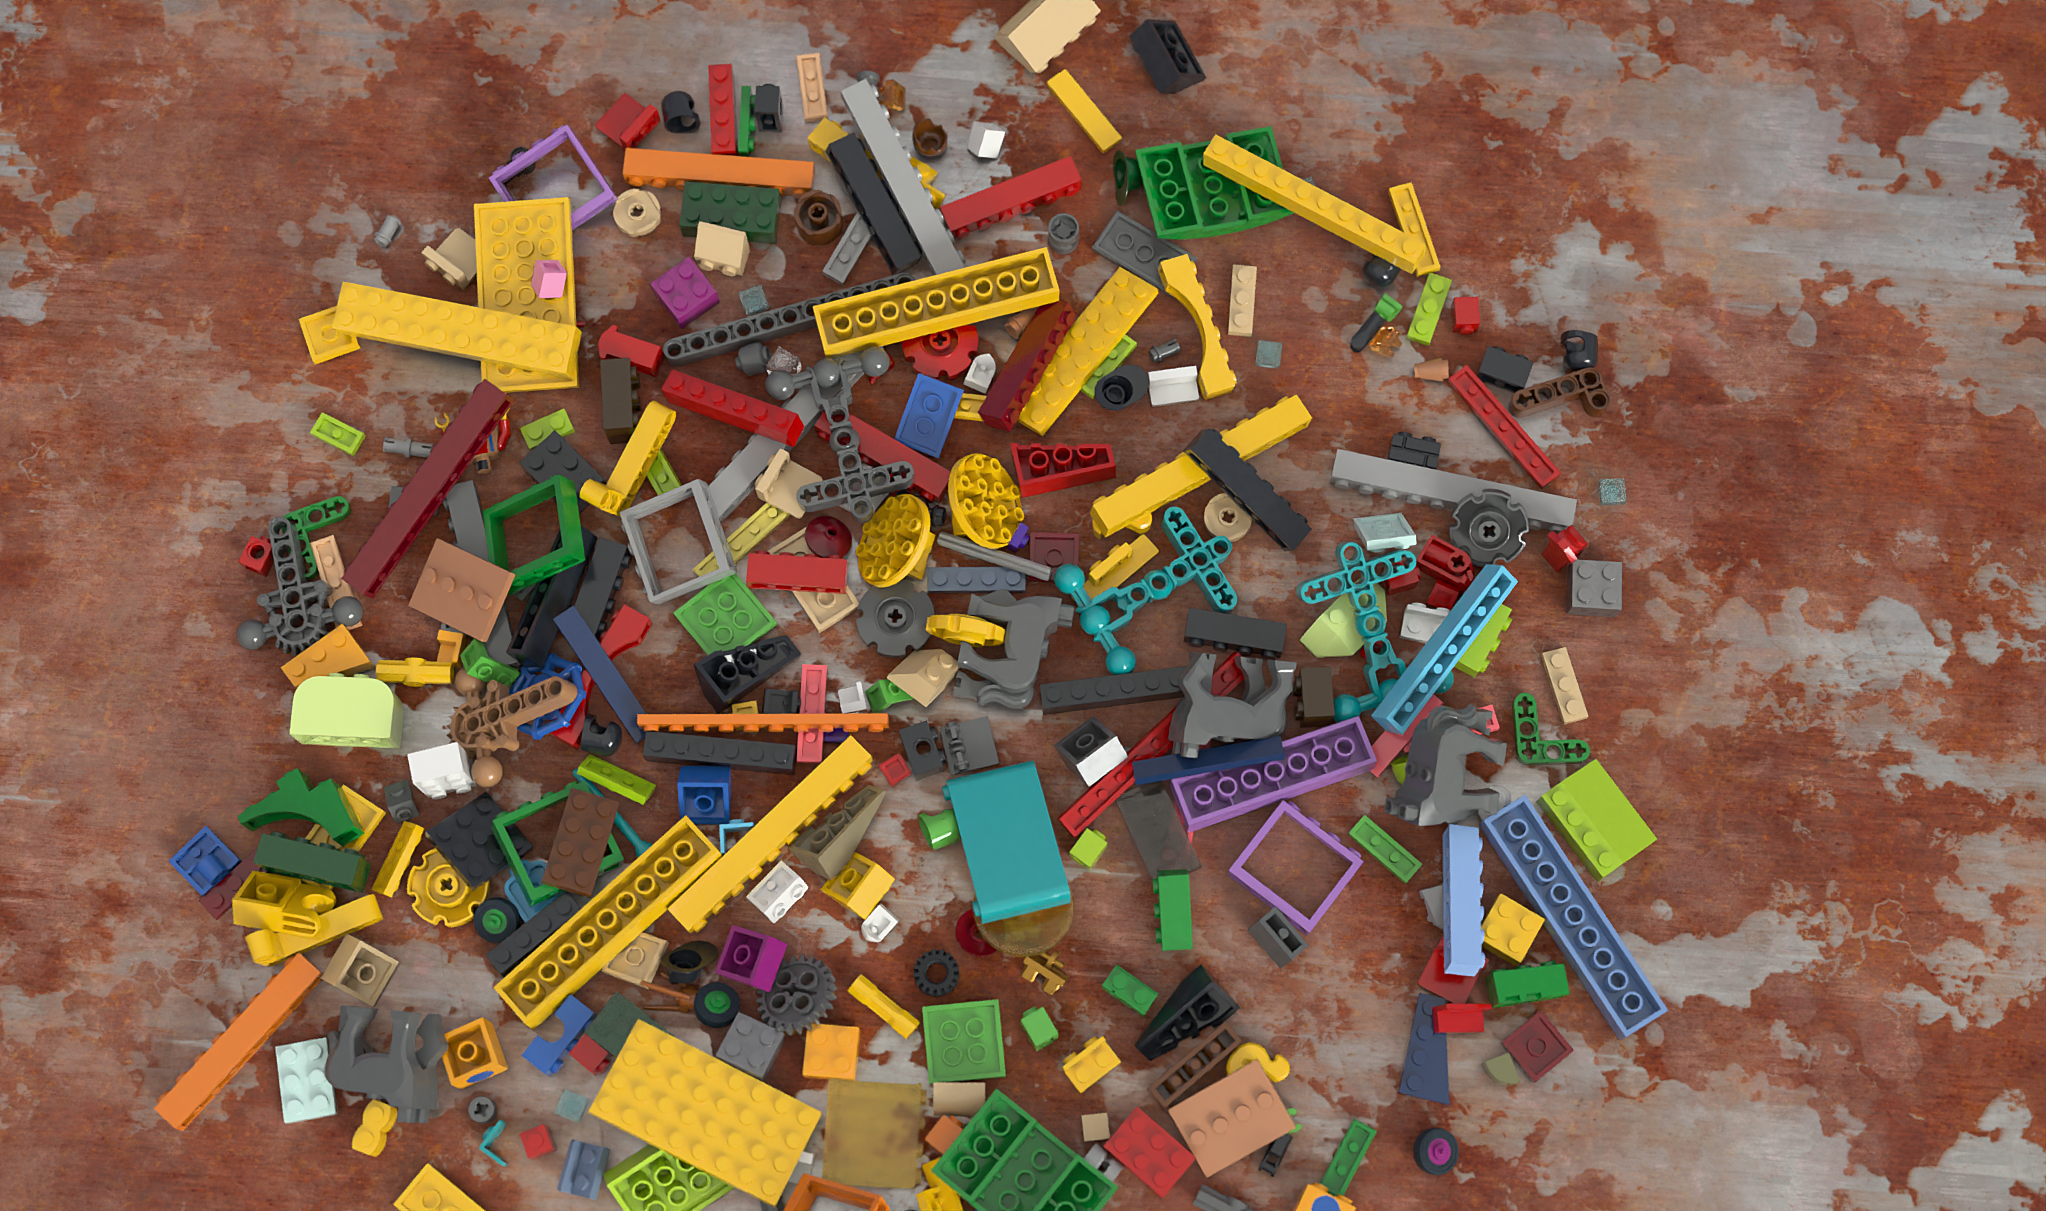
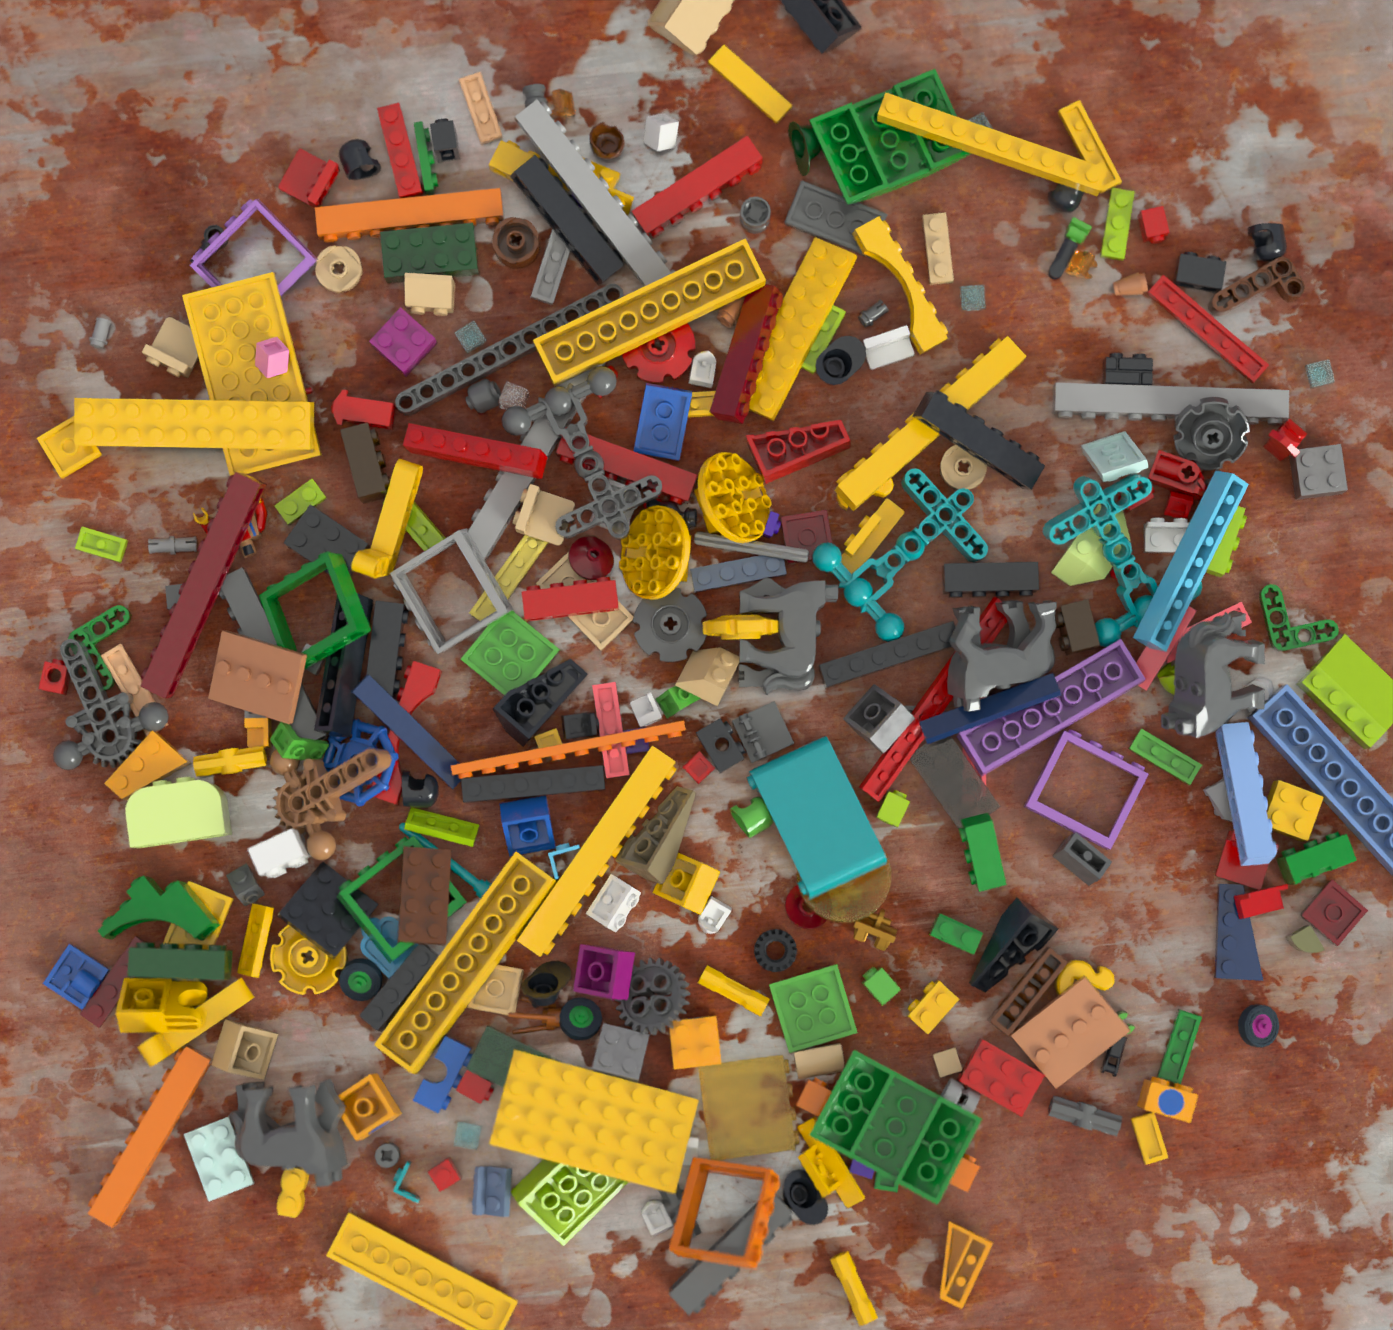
camera: 15 degrees left, 10 degrees up
(1564, 685) = (1304, 569): tan plate -> none

